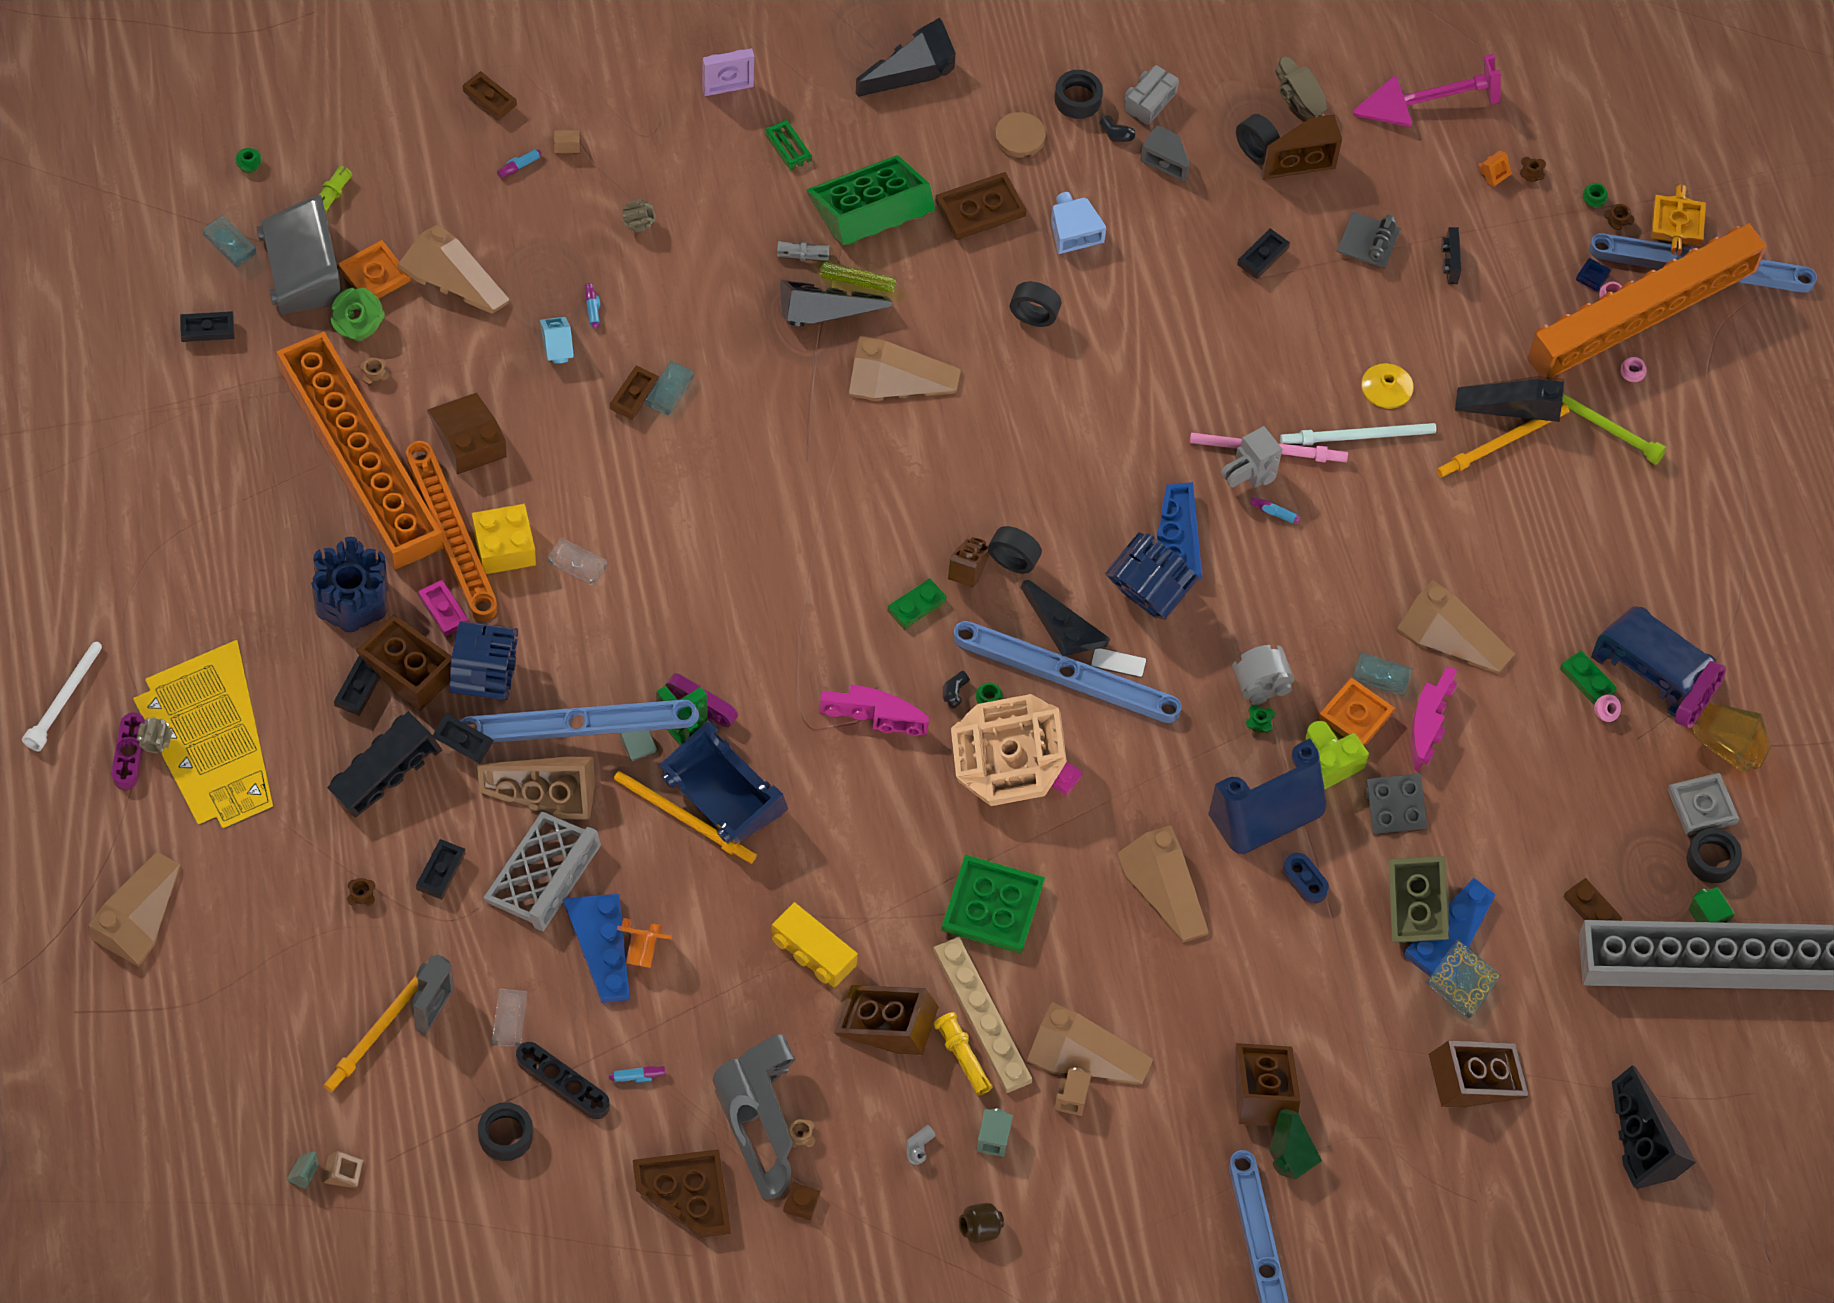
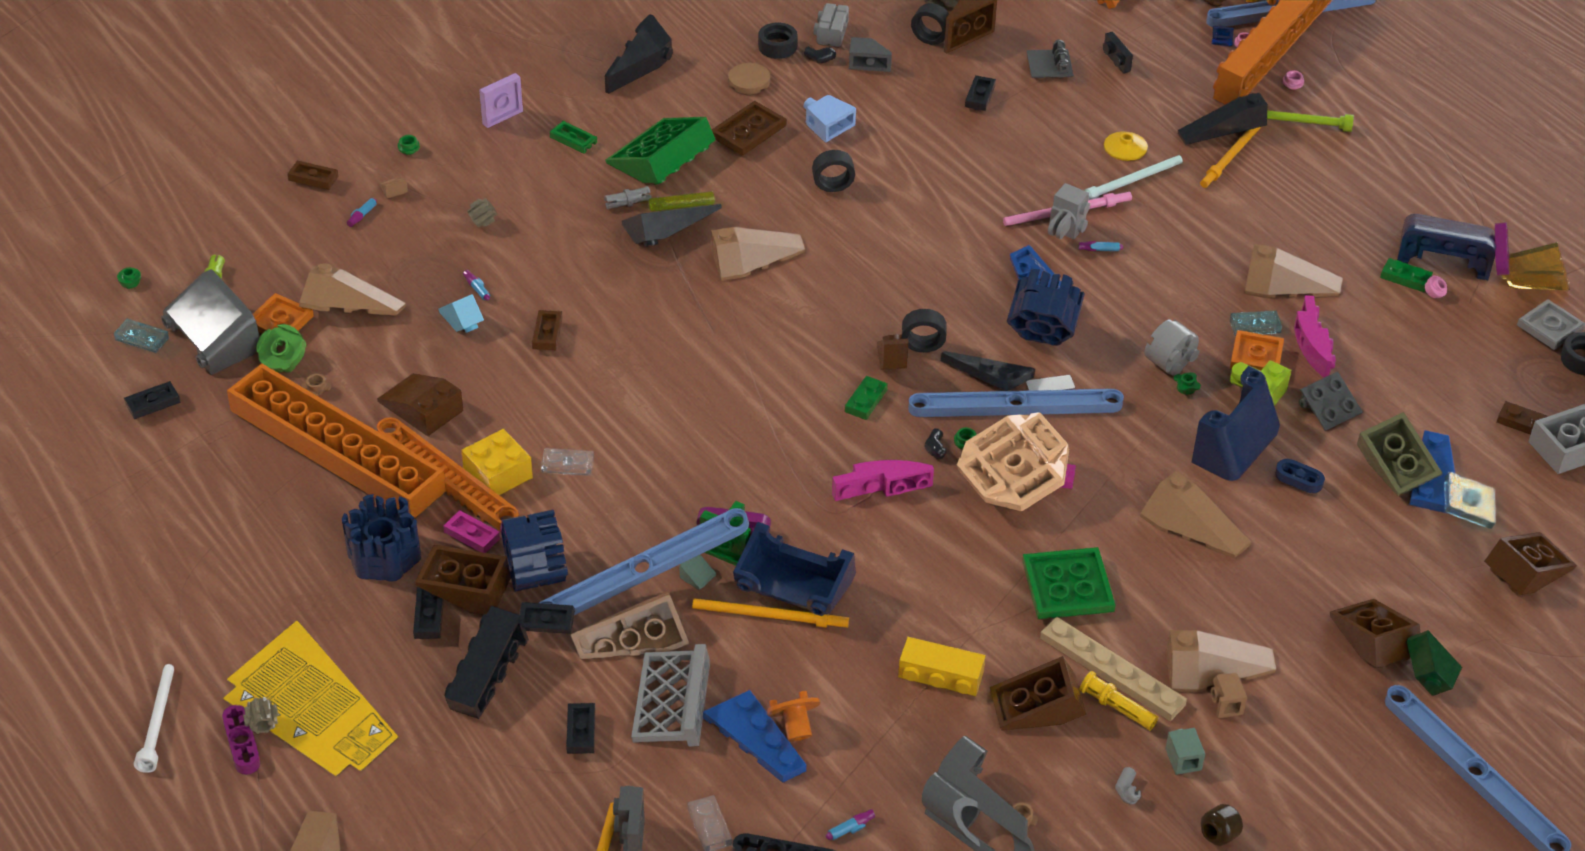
camera: 20 degrees left, 15 degrees down
(364, 885) = (517, 767): reddish brown plate -> none
(607, 85) = (408, 144): none -> green plate
(669, 388) = (574, 319): clear light blue plate -> none

